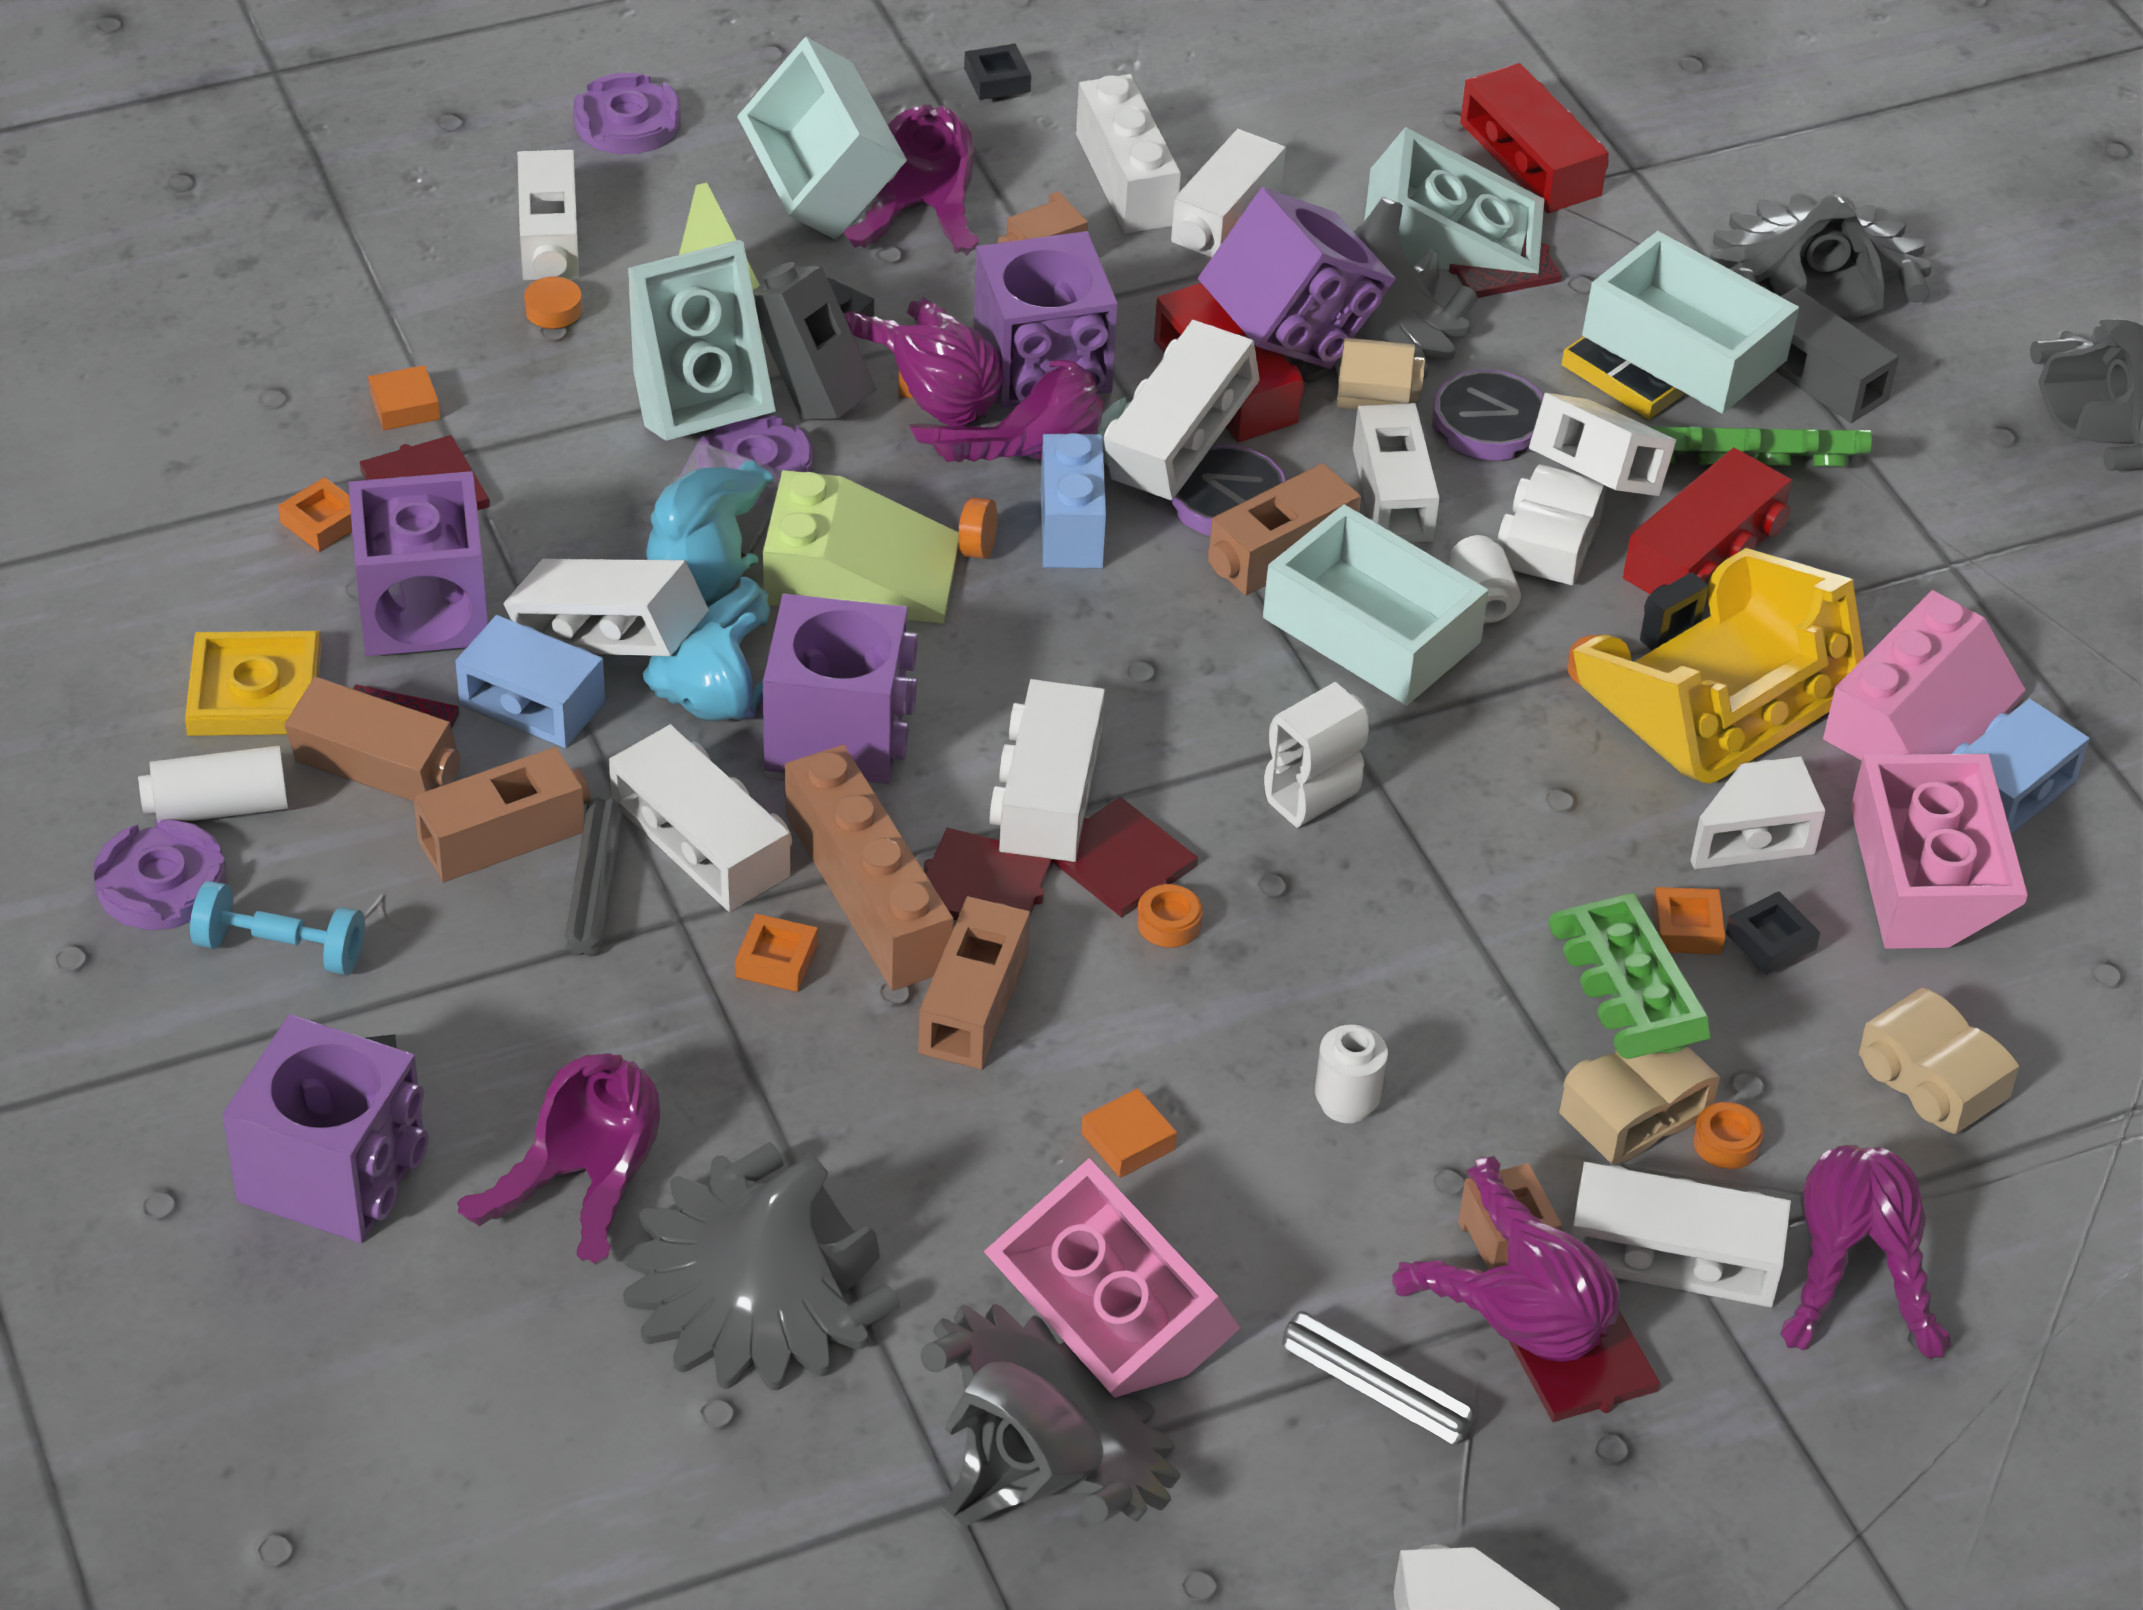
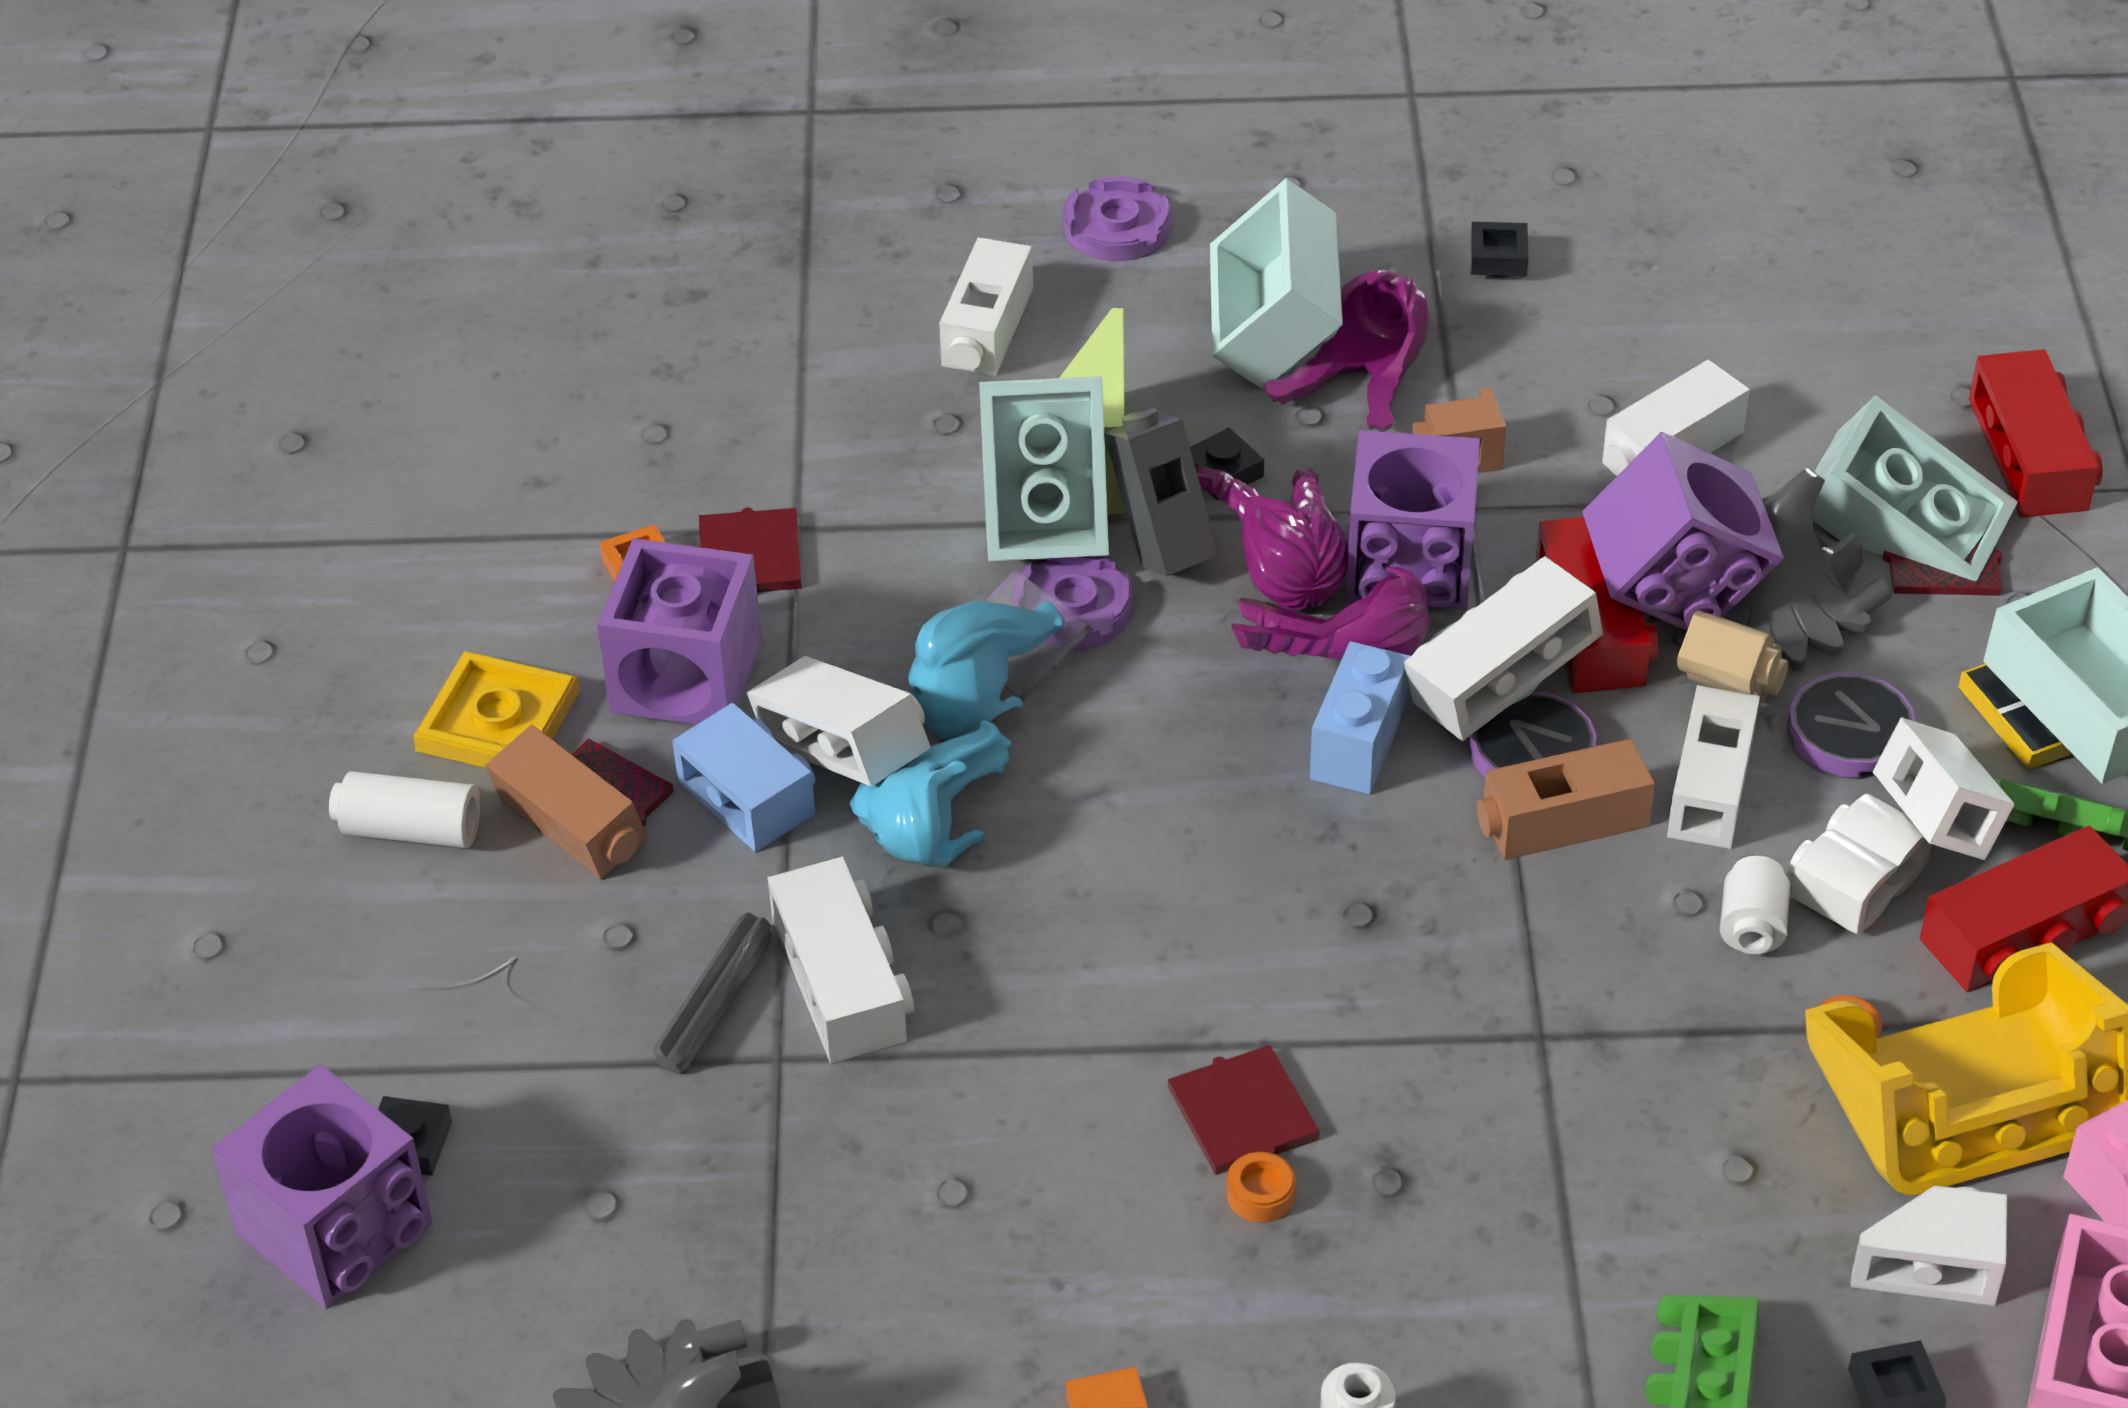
camera: 25 degrees right, 0 degrees up
(156, 872) = (321, 884): medium lavender tile -> none
(214, 914) = (442, 996): medium azure wheel -> none
(404, 397) = (770, 460): orange tile -> none
(501, 813) = (651, 905): nougat brick -> none
(553, 302) = (953, 395): orange tile -> none
(593, 1118) = (581, 1246): magenta hair -> none
(776, 952) = (851, 1119): orange tile -> none
(839, 681) = (1021, 860): medium lavender brick -> none
(856, 546) = (1119, 719): yellowish green slope -> none
(867, 866) = (973, 1056): nougat brick -> none
(974, 982) = (1022, 1205): nougat brick -> none
(975, 868) = (1092, 1099): dark red piece -> none
(978, 528) = (1254, 723): orange tile -> none
(1048, 770) = (1202, 999): white brick -> none
(1127, 153) = (1587, 359): white brick -> none
(1316, 754) = (1477, 1054): white brick -> none
(1375, 604) = (1619, 906): light aqua piece -> none
(1673, 610) = (1948, 990): black plate -> none
(1689, 919) = (1813, 1344): orange tile -> none

